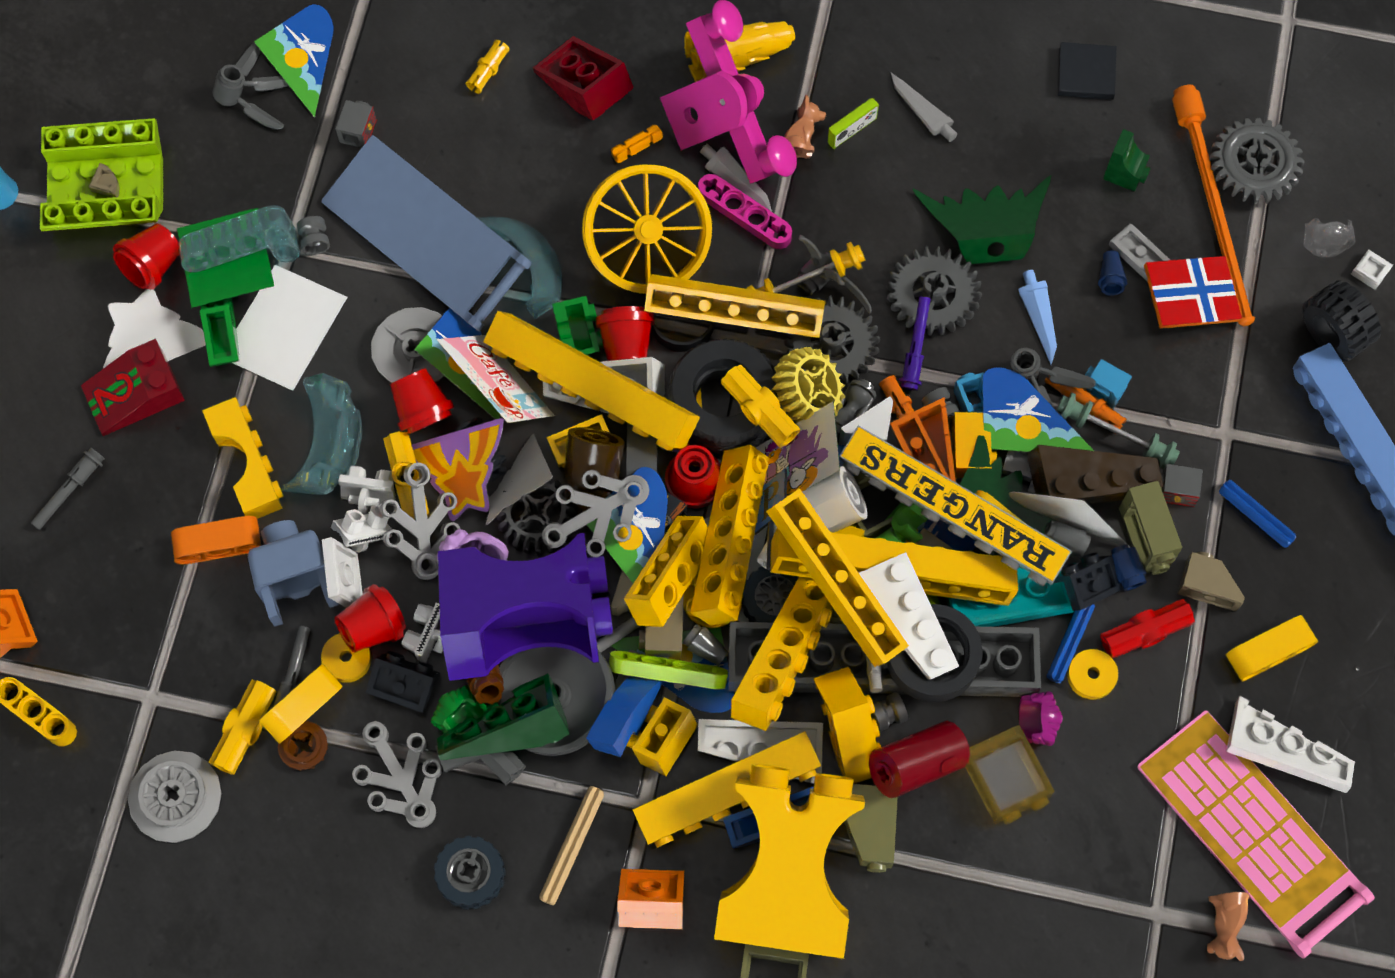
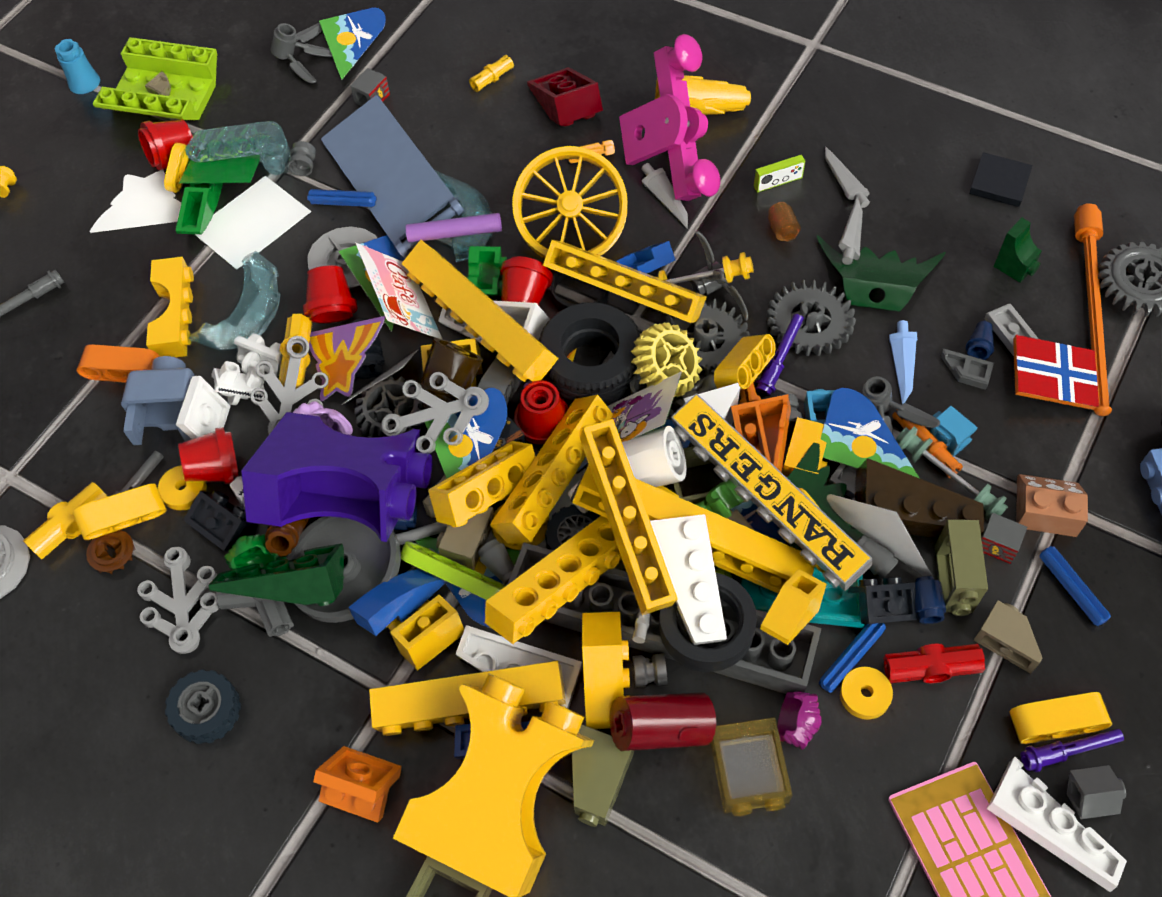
camera: 20 degrees right, 10 degrees down
(132, 388) = (112, 234): dark red slope -> none
(175, 285) = (176, 166): none -> yellow tile
(380, 275) = (341, 197): none -> blue axle
(529, 288) = (453, 227): none -> medium lavender piece
(571, 845) = (306, 710): tan axle -> none
(742, 266) = (649, 258): none -> blue slope
(747, 208) = (667, 218): dark pink beam -> none
(760, 406) = (615, 361): yellow piece -> none
(802, 130) = (734, 168): nougat animal -> none
(874, 183) = (783, 221): none -> clear orange brick
(885, 365) = (745, 361): none -> yellow beam
(951, 185) = (852, 235): none -> light grey bar
(1011, 617) = (794, 606): none -> yellow slope
(1106, 307) = (968, 368): none -> dark grey tile
(1218, 436) = (1051, 505): none -> nougat slope
(1259, 691) = (1057, 752): none -> dark purple pin
(1316, 708) = (1095, 792): none -> dark grey brick

